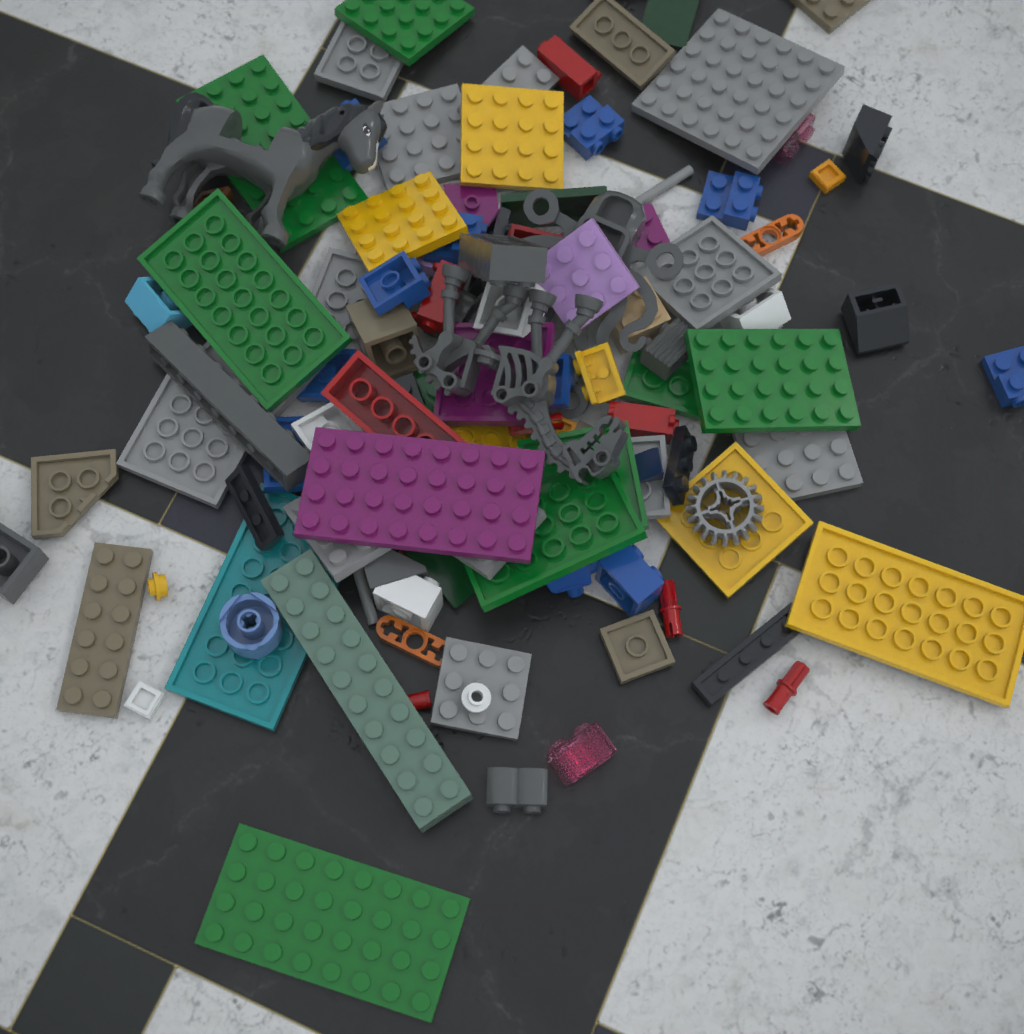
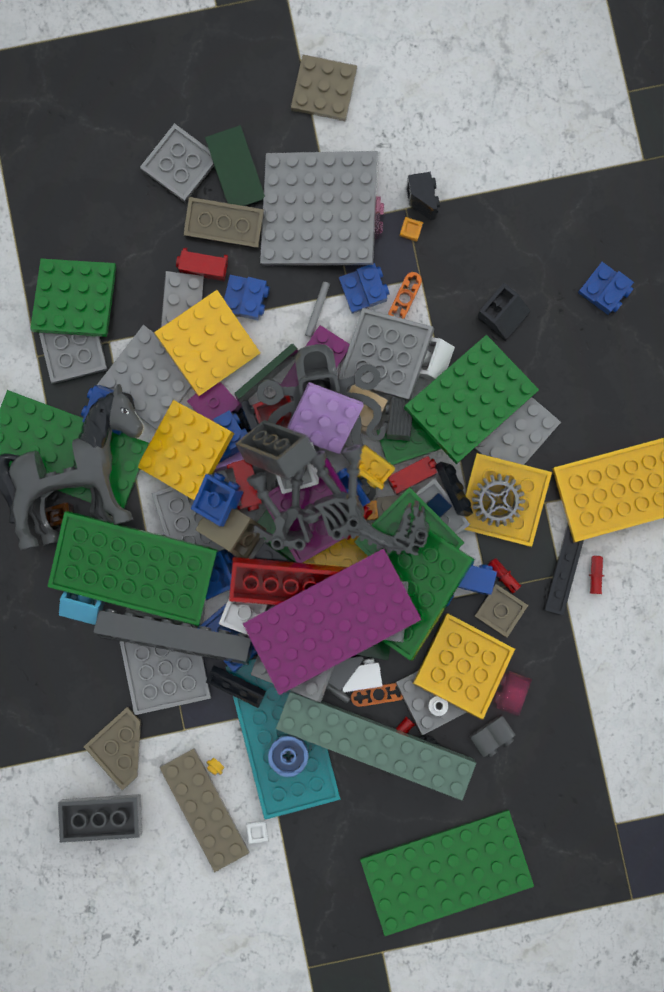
camera: 30 degrees left, 15 degrees up
(542, 676) = (464, 666): none -> yellow plate

